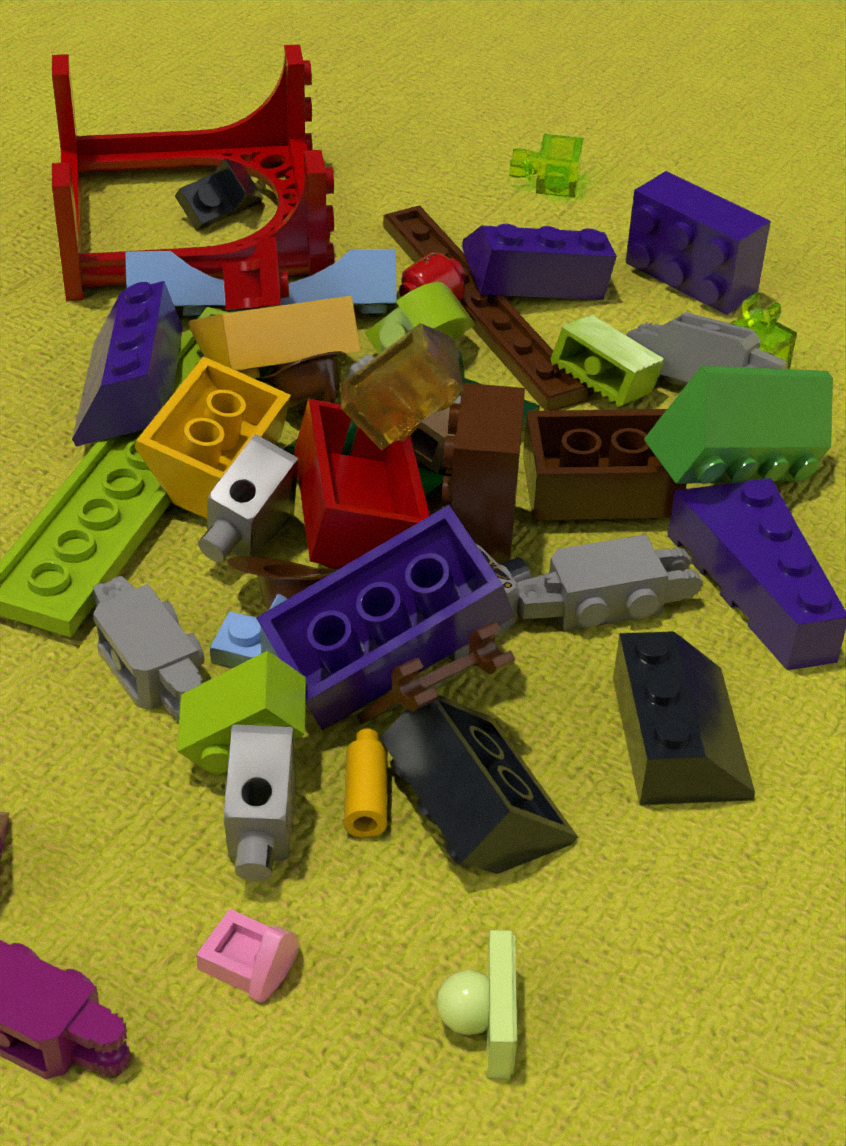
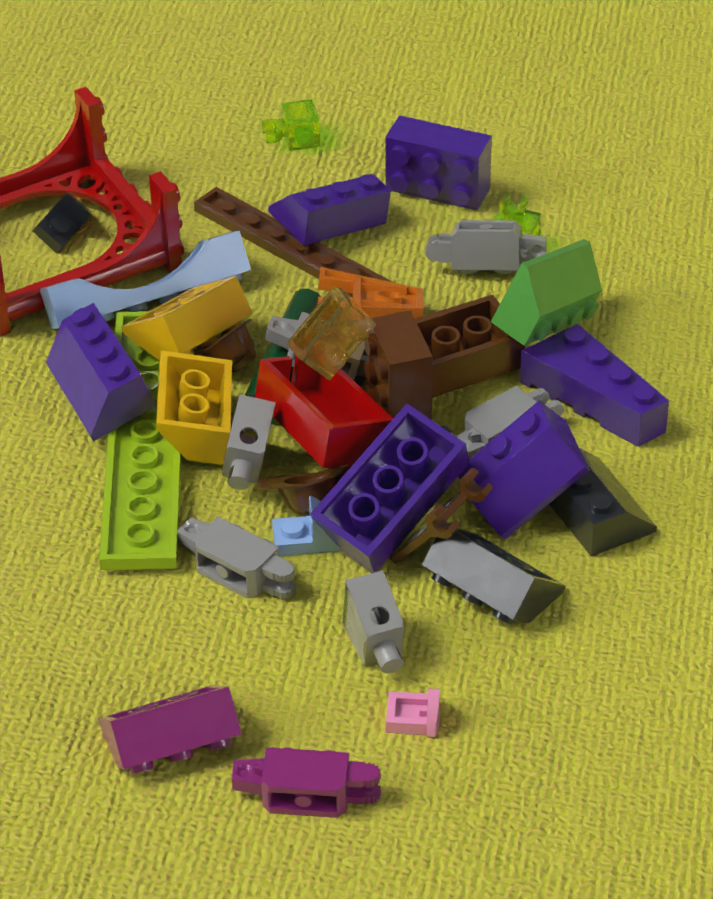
camera: 20 degrees left, 0 degrees up
(253, 693) = (322, 577): lime brick -> none
(256, 280) = (153, 282): red brick -> none
(366, 785) = (425, 596): yellow cylinder -> none
(428, 304) = (279, 282): lime brick -> none
(434, 268) = (269, 248): red head -> none
(481, 1002) = (570, 689): yellowish green tile -> none
(514, 364) = (374, 295): none -> orange wing
(587, 647) = (526, 467): none -> dark purple slope
(606, 360) = (423, 268): lime brick -> none

